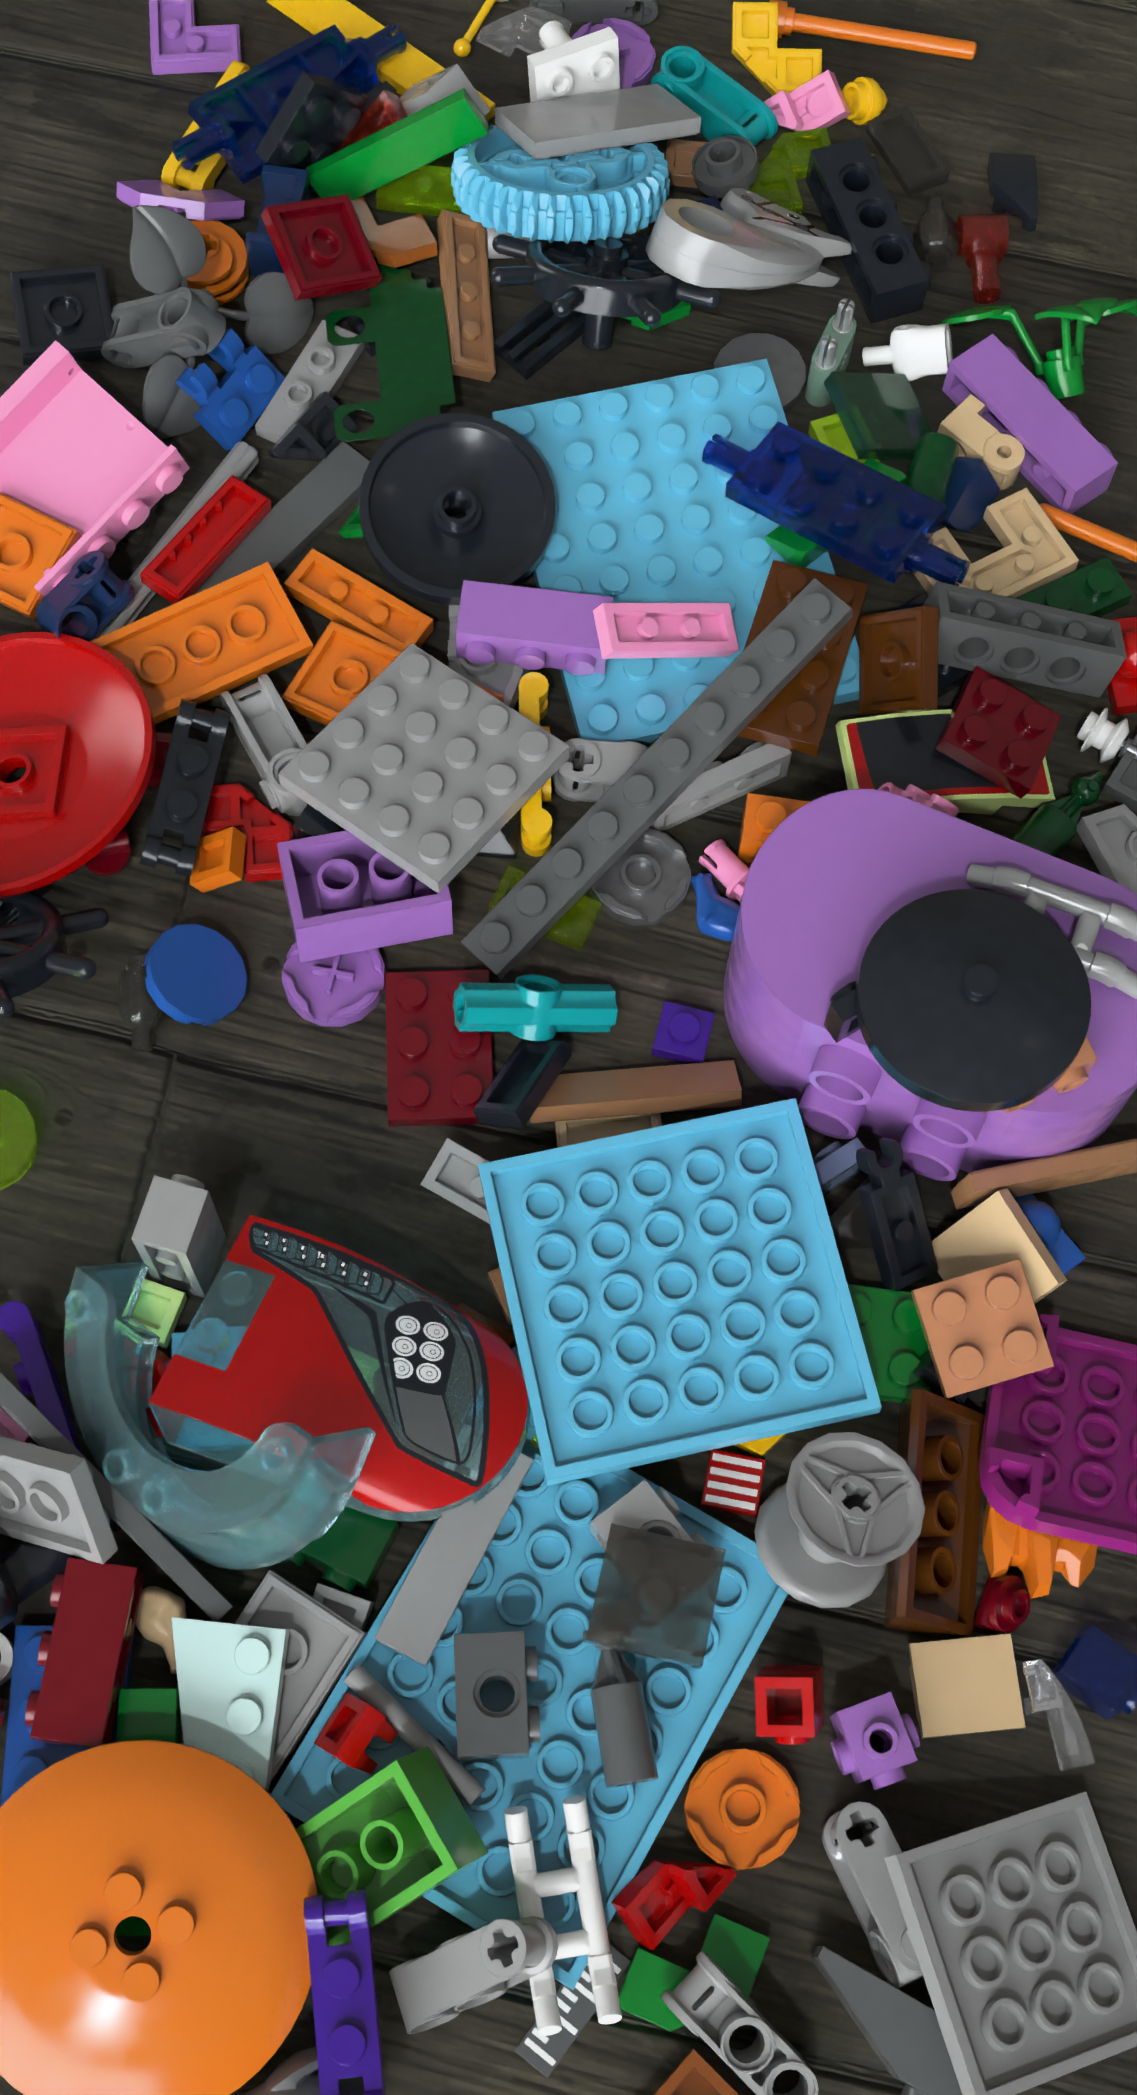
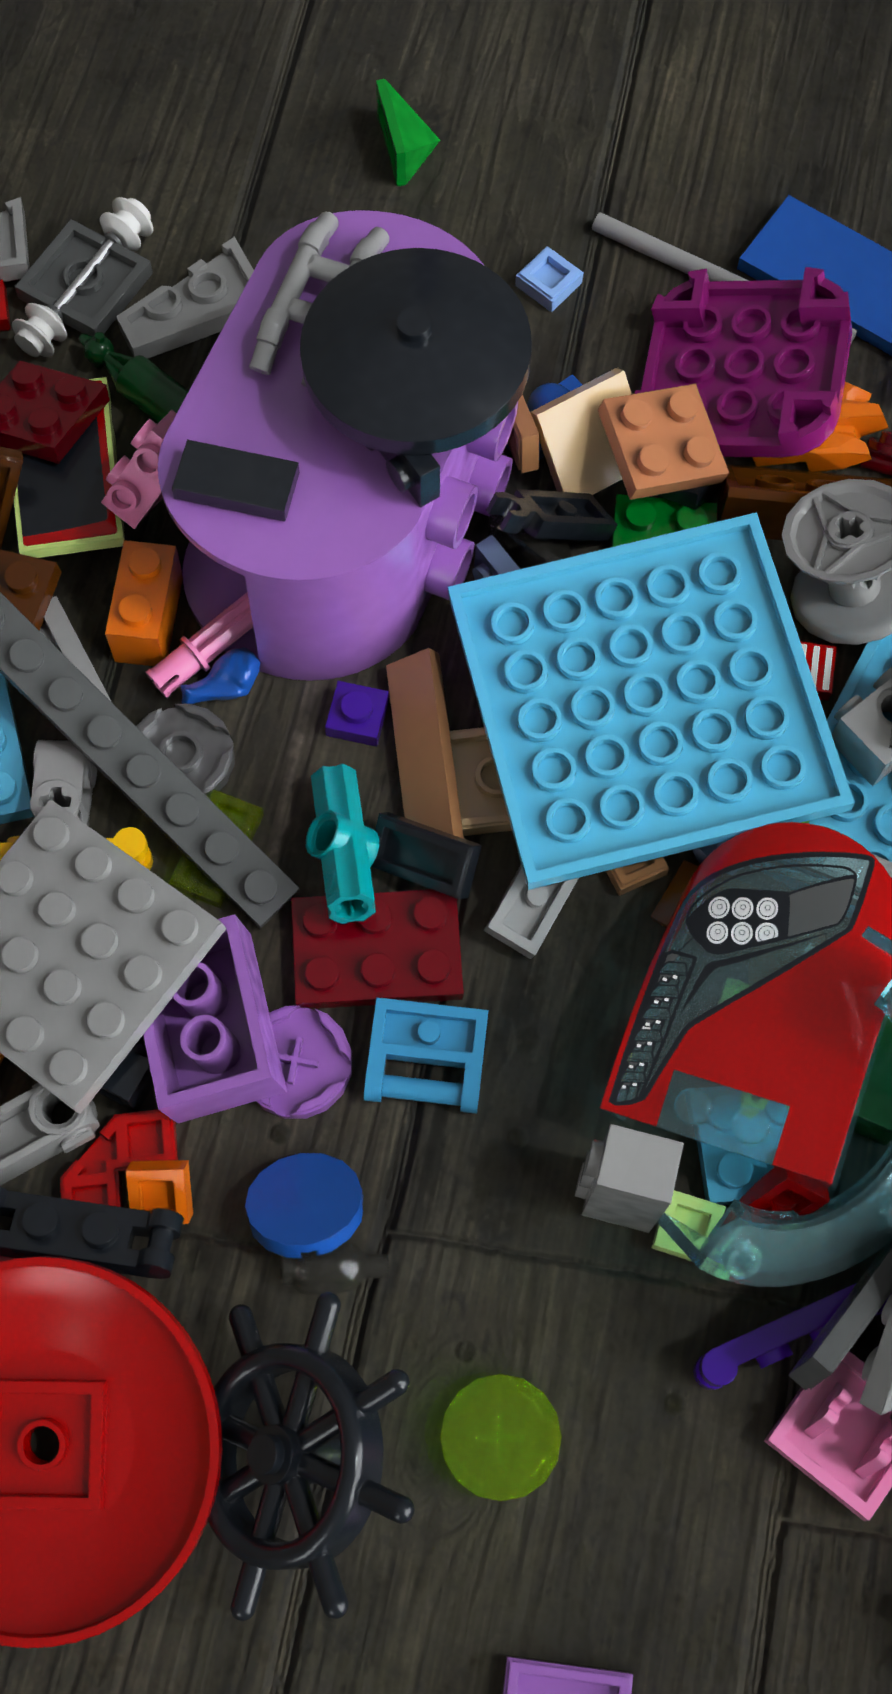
camera: 90 degrees left, 0 degrees up
(346, 1091) = (426, 1036): none -> dark azure plate
(843, 853) = (236, 480): none -> black tile

